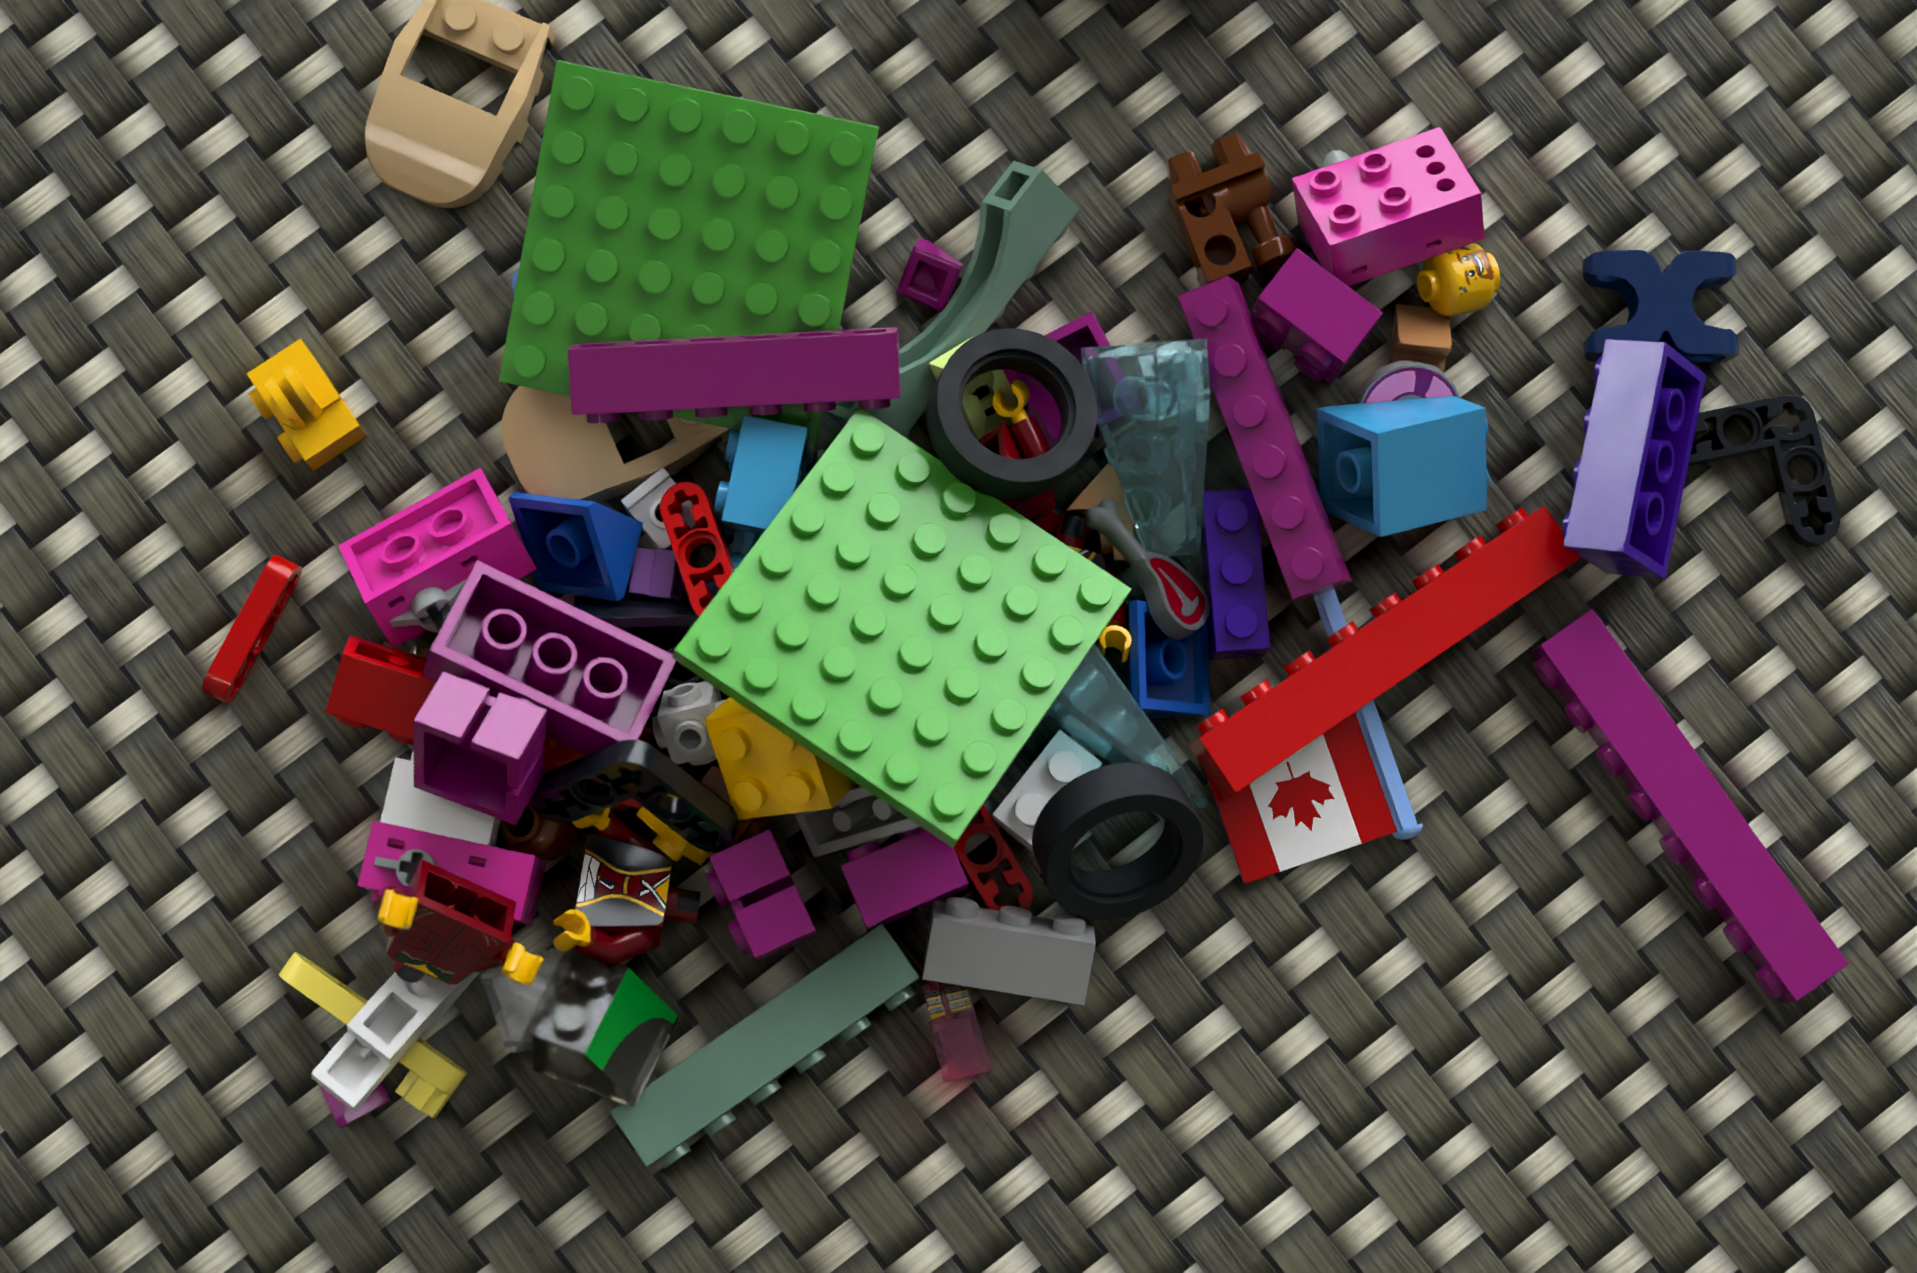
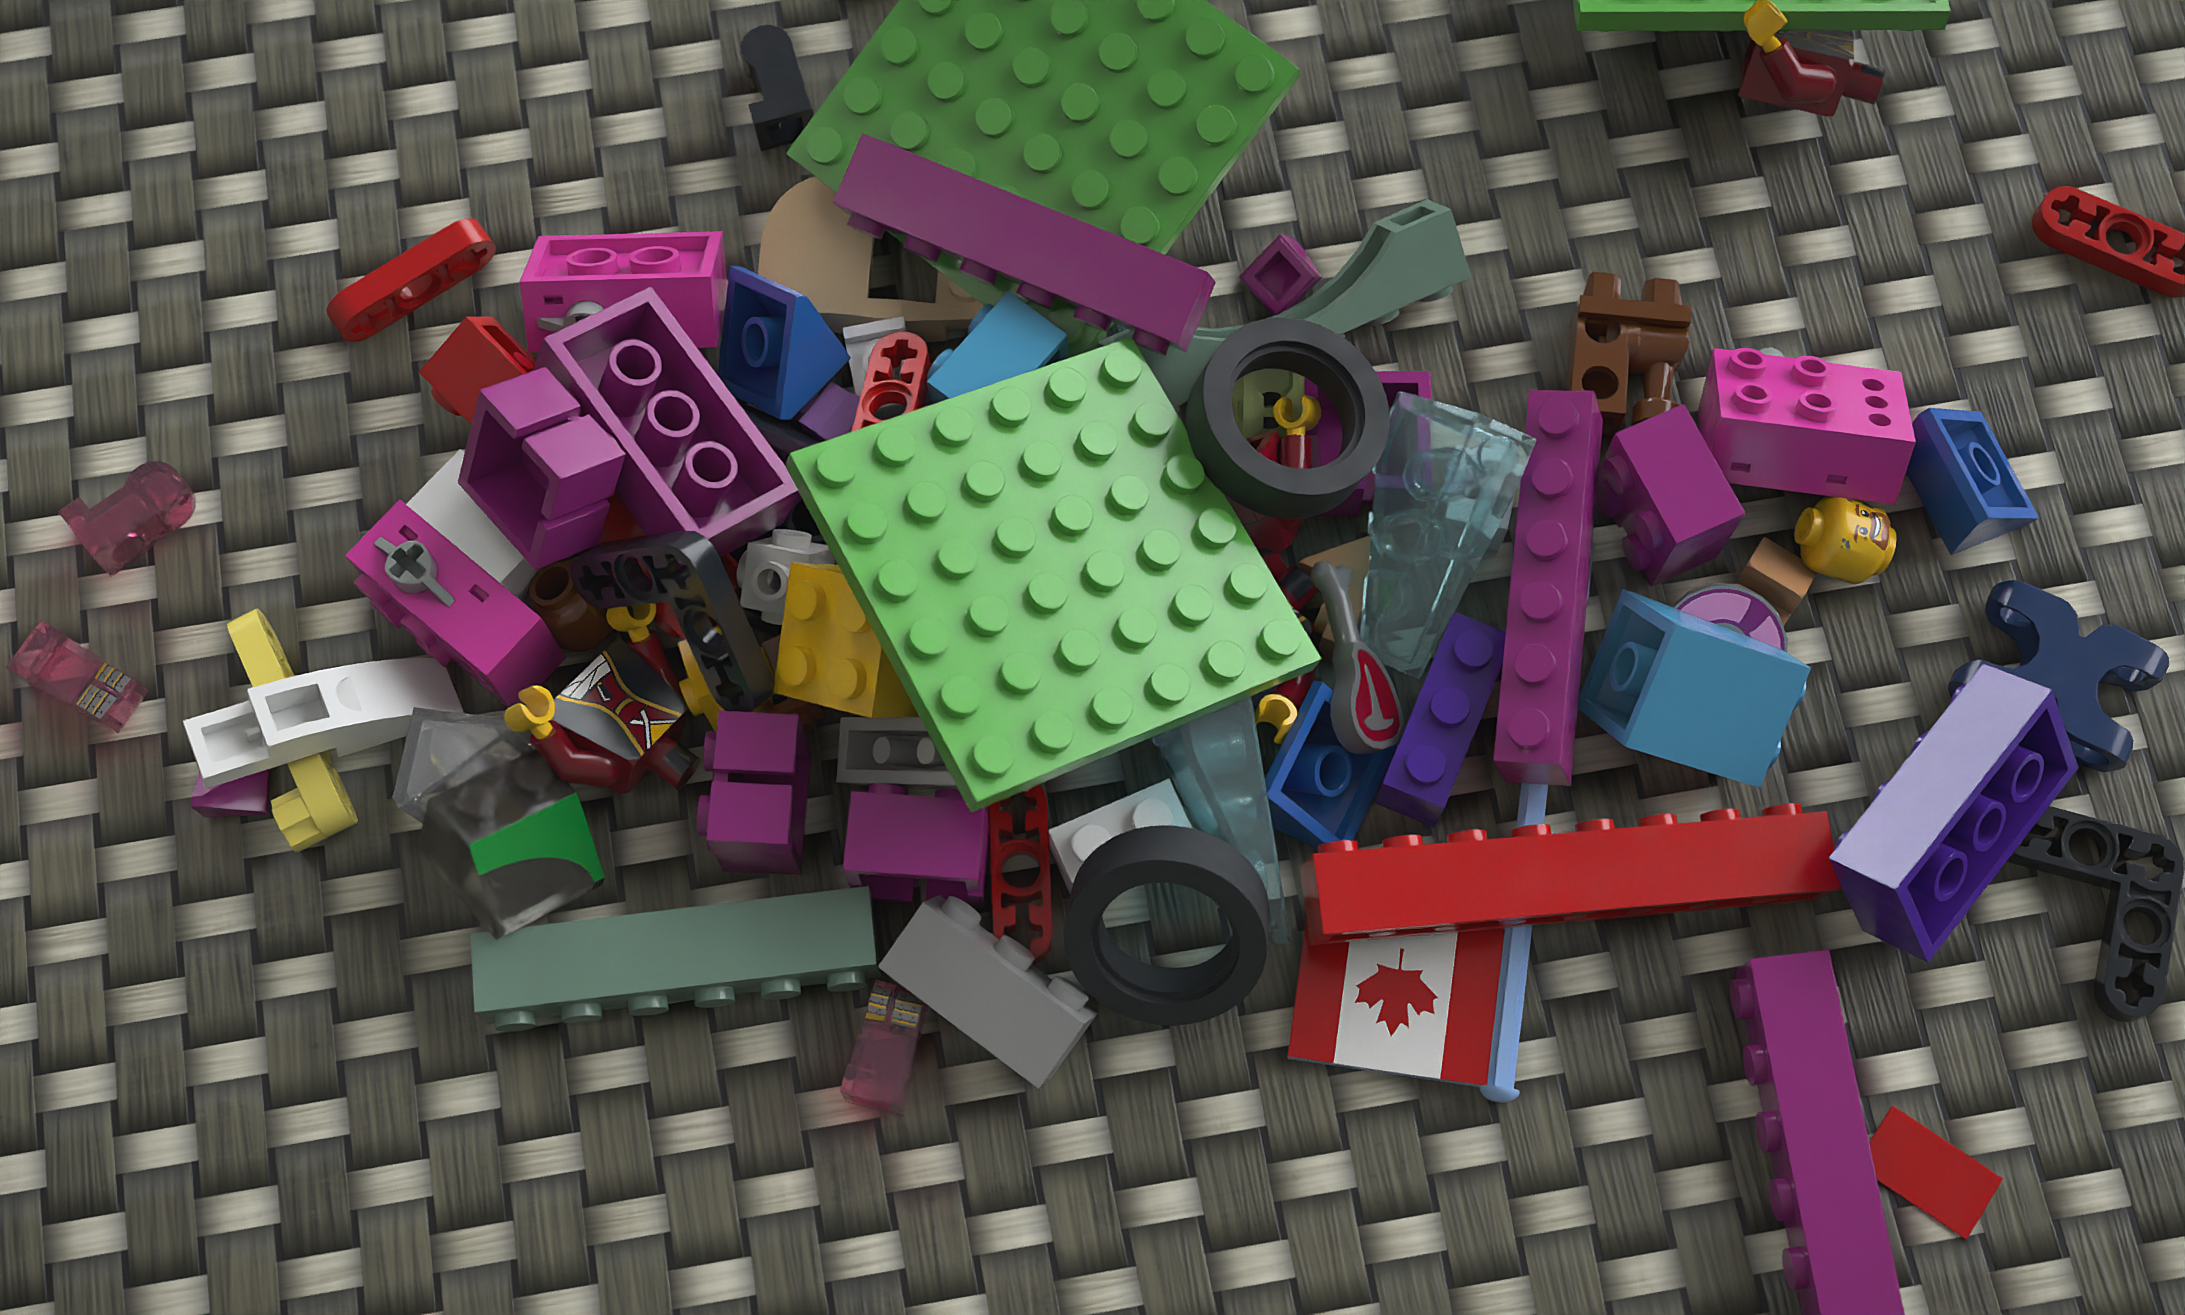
camera: 35 degrees right, 10 degrees down
(150, 935) = (133, 517): none -> clear pink leg
(189, 1076) = (76, 678): none -> clear pink leg
(305, 405) = (590, 99): yellow brick -> none
(438, 305) = (775, 73): none -> black leg
(451, 929) = (400, 635): dark red torso -> none
(1525, 181) = (1965, 479): none -> blue slope
(1734, 727) = (1931, 1172): none -> red sticker

